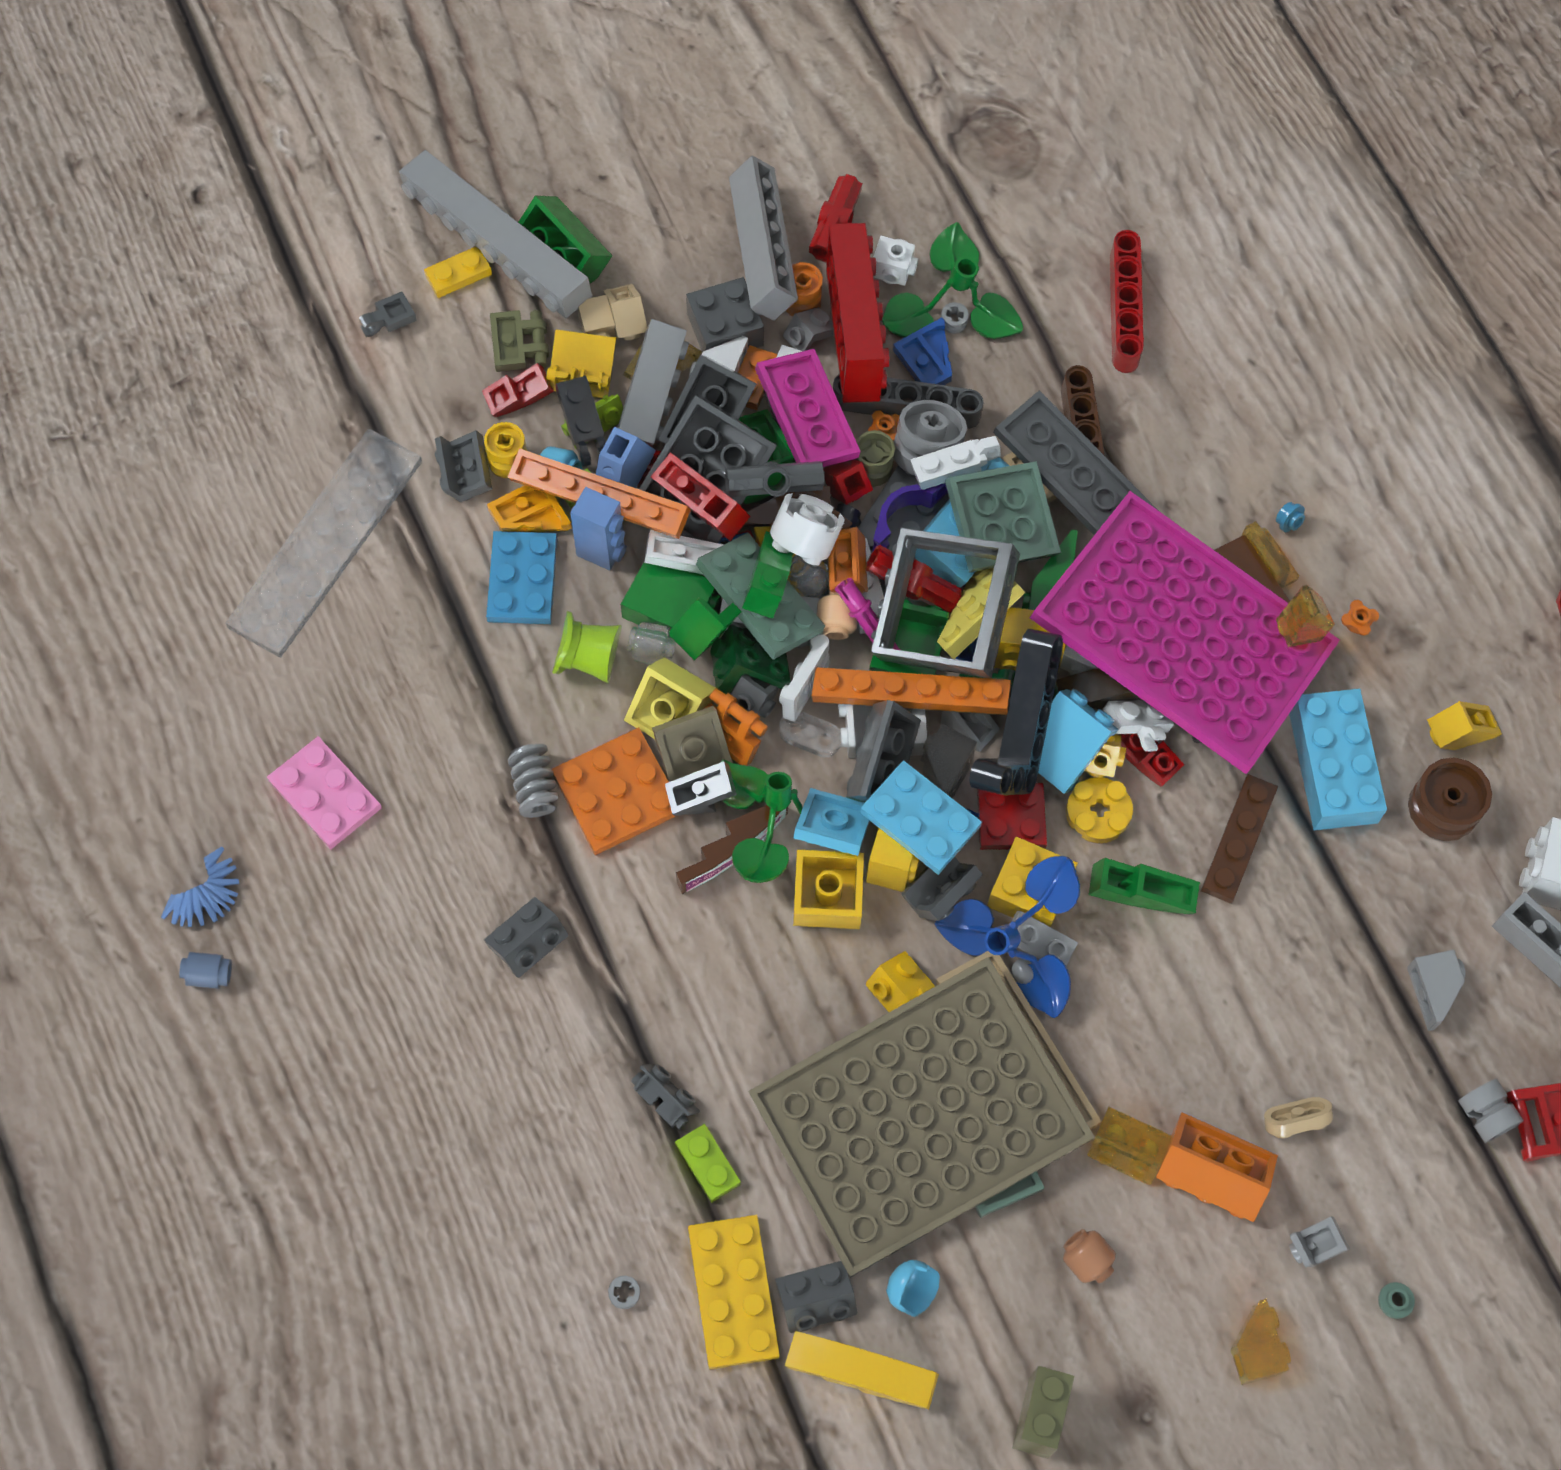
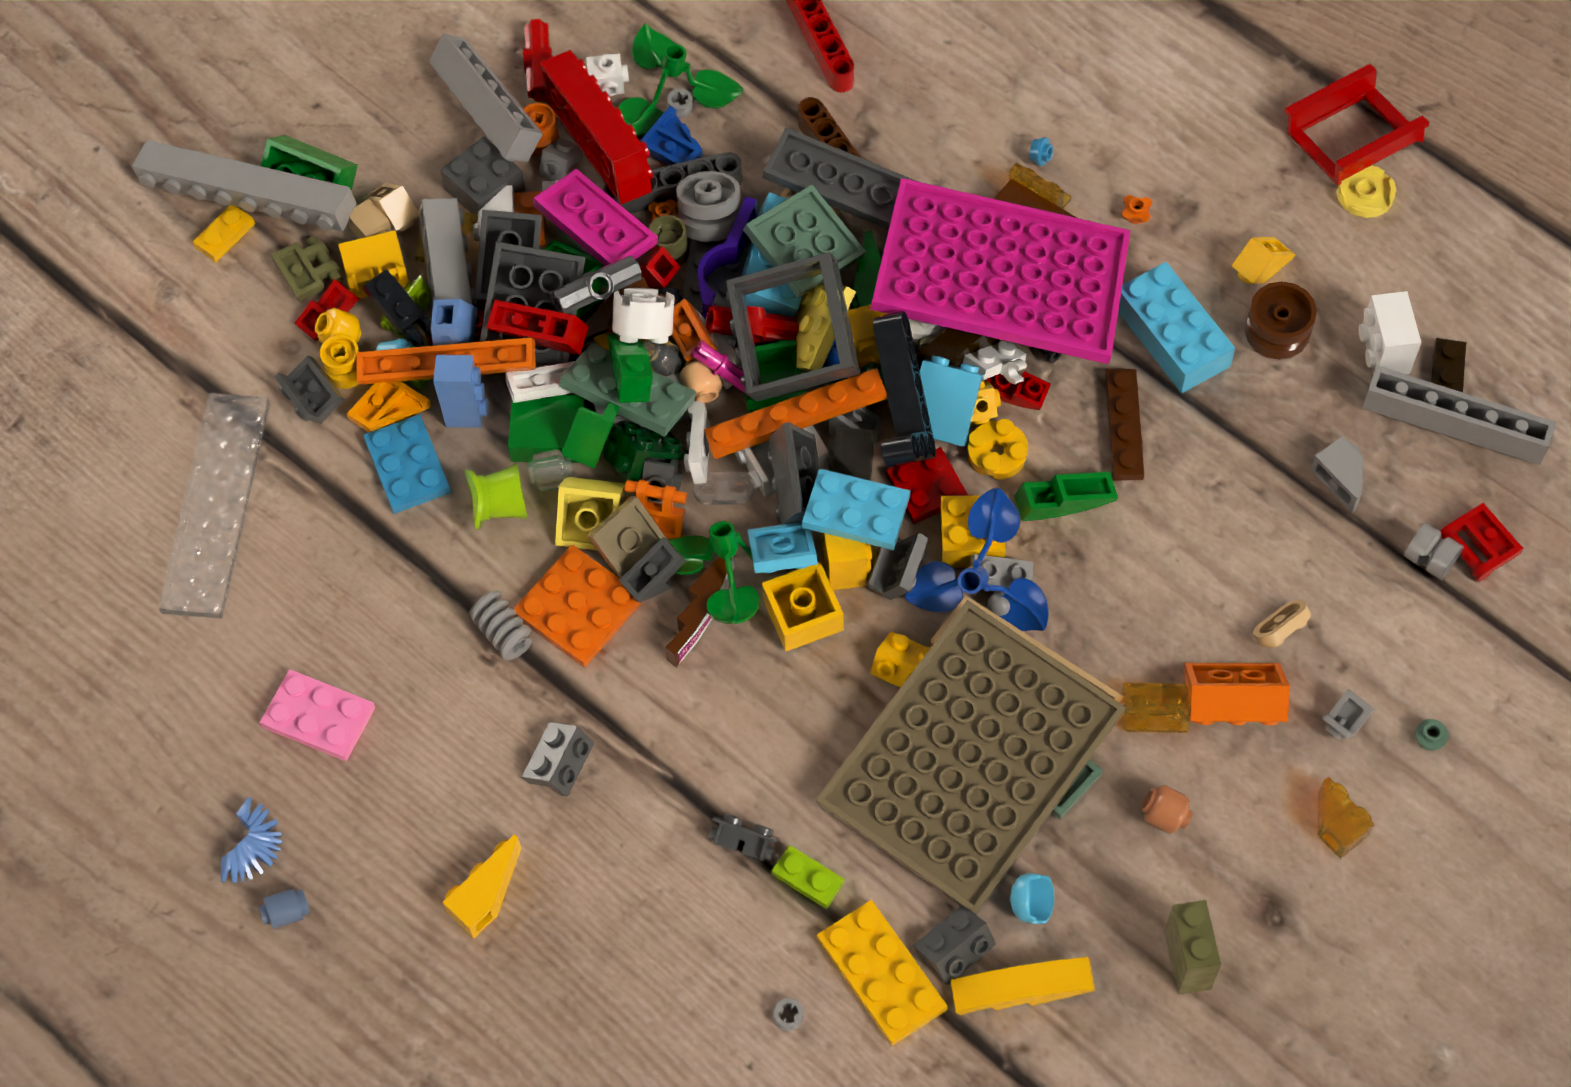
camera: 20 degrees left, 5 degrees down
(390, 312) = (182, 289): dark grey plate -> none
(391, 1041) = (481, 895): none -> yellow slope
(519, 411) = (337, 322): none -> yellow head
(954, 461) = (748, 206): white hinge -> none
(1305, 618) = (1095, 221): clear yellow slope -> none

